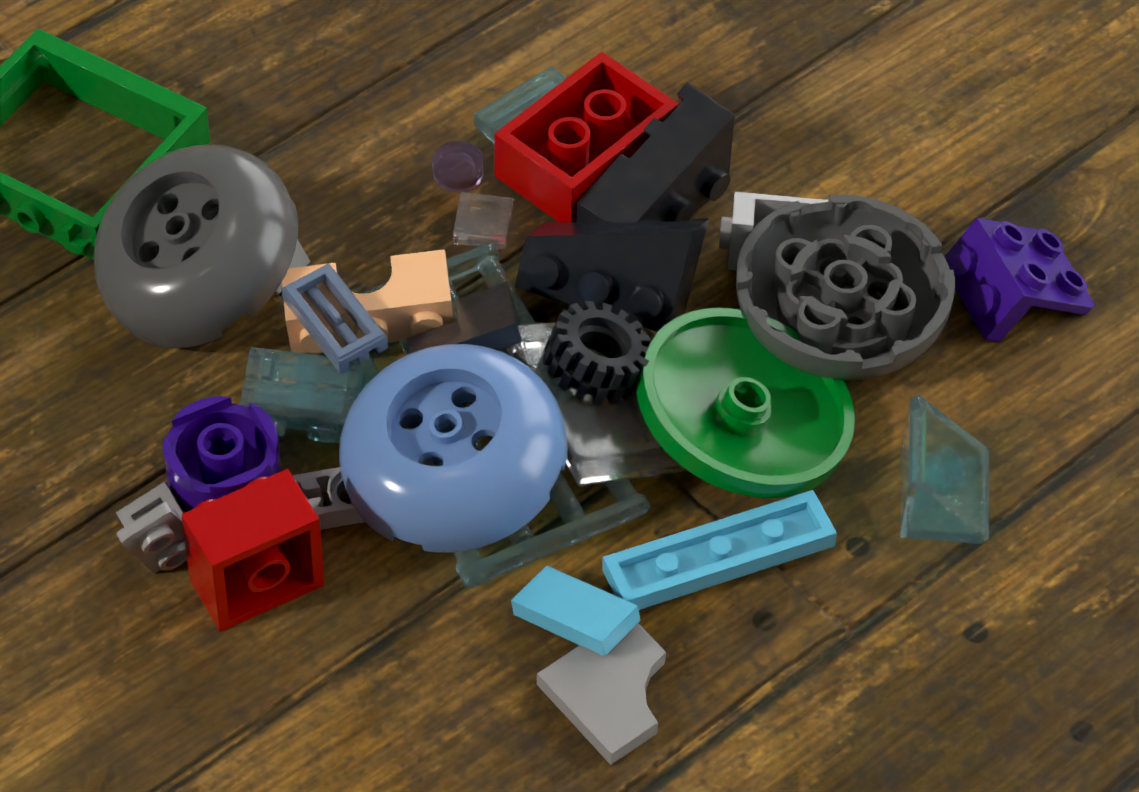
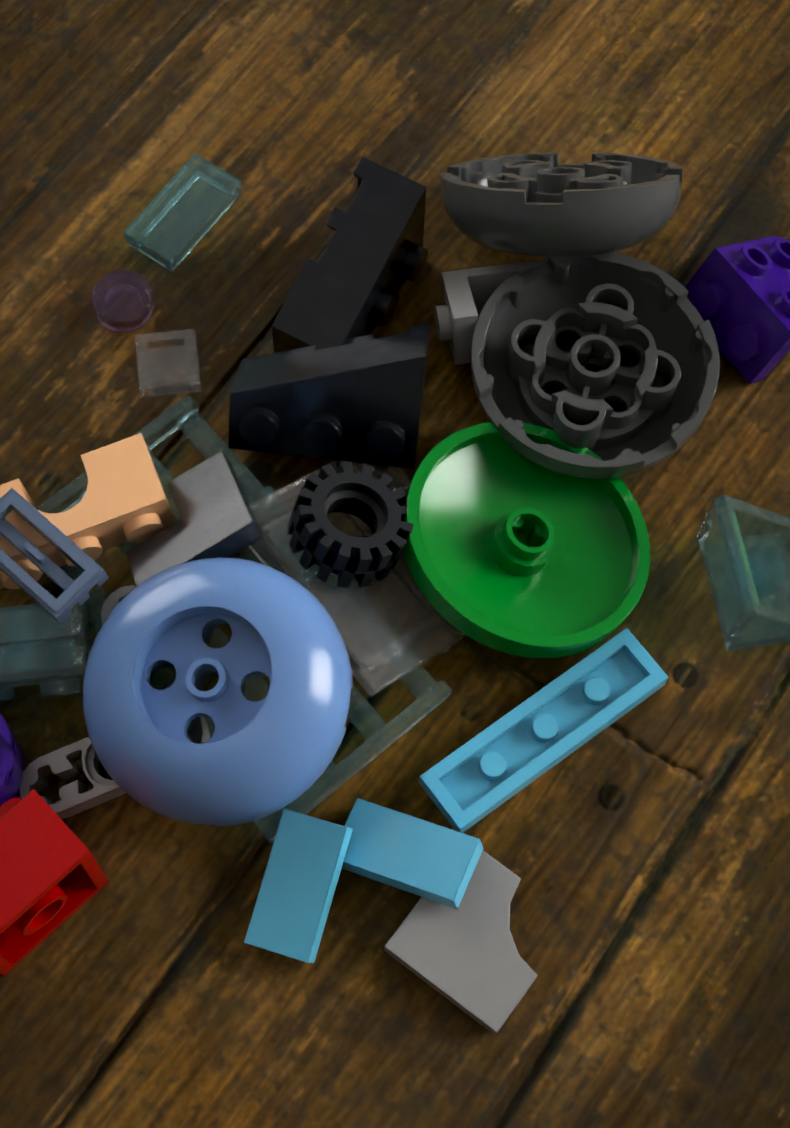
camera: 15 degrees left, 15 degrees up
(479, 612) = (298, 886): none -> medium azure tile
(576, 134) = (253, 239): red brick -> none
(851, 157) = (558, 209): none -> dark grey brick

